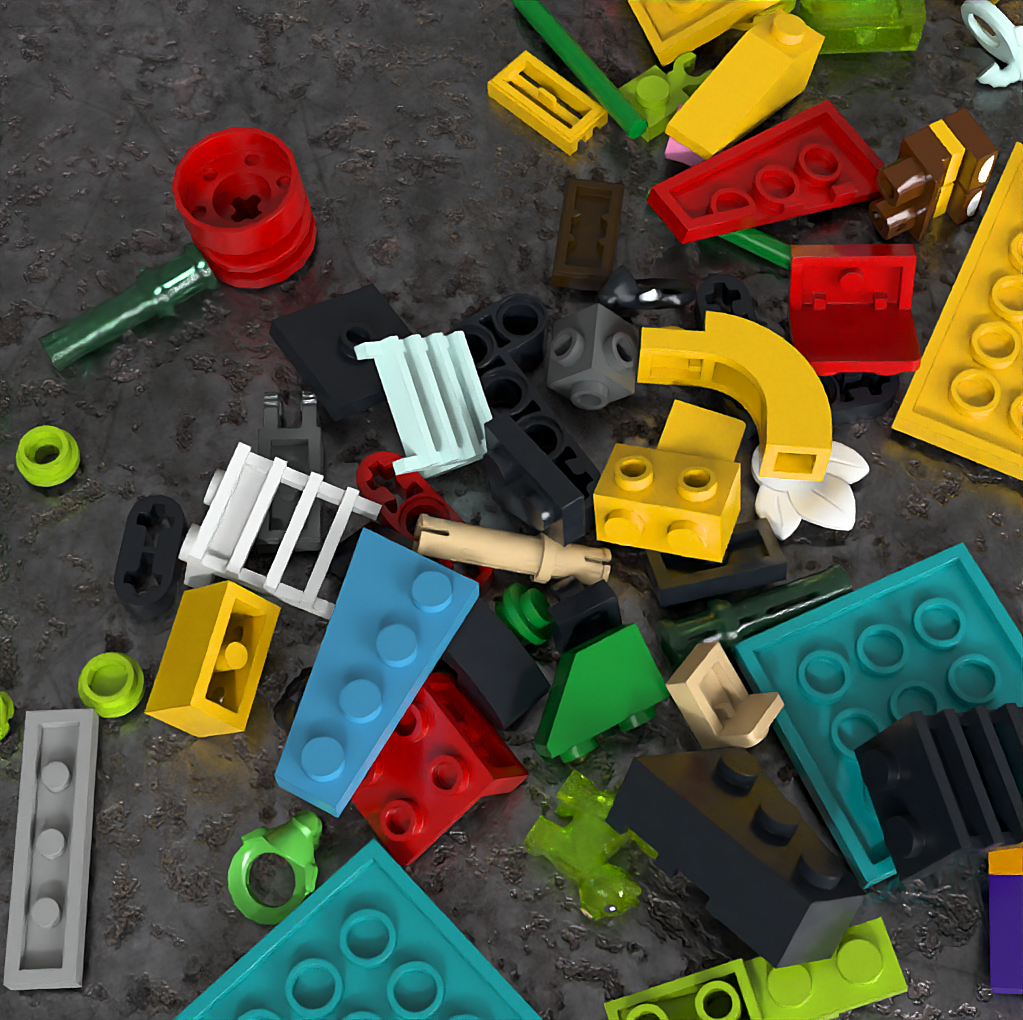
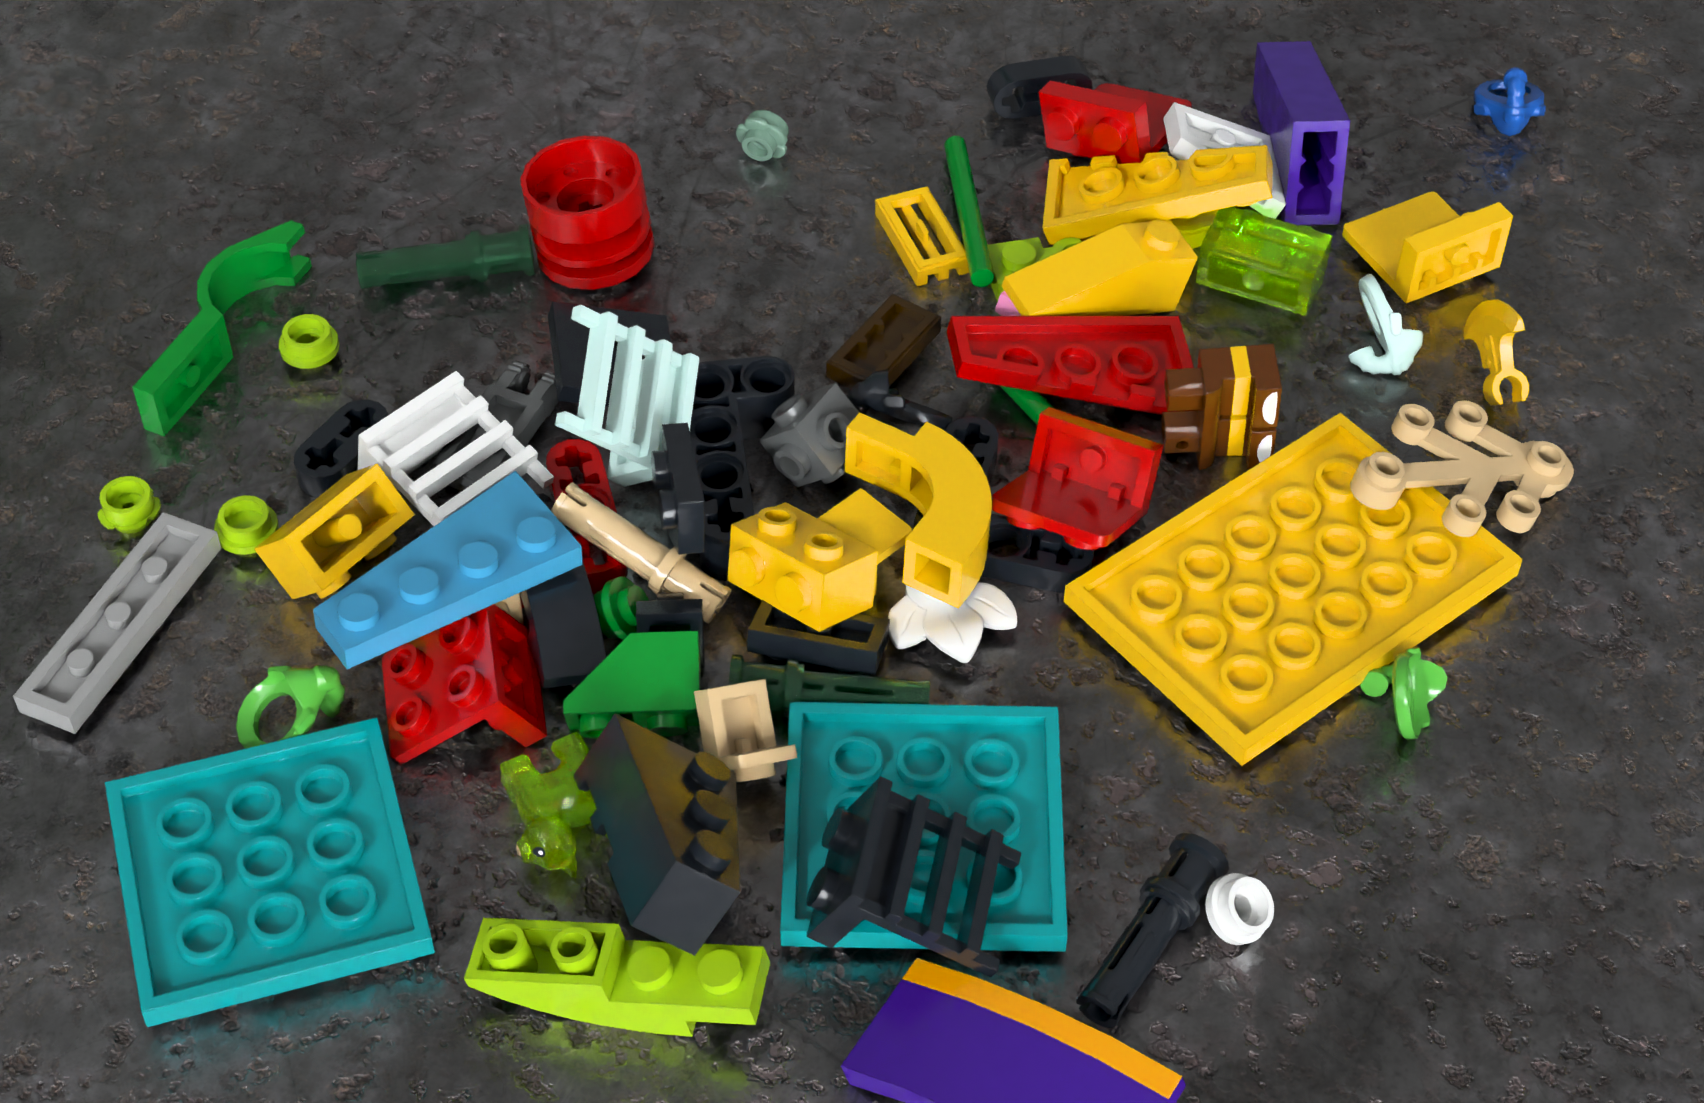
camera: 25 degrees right, 15 degrees down
(345, 54) = (763, 135): none -> sand green plate

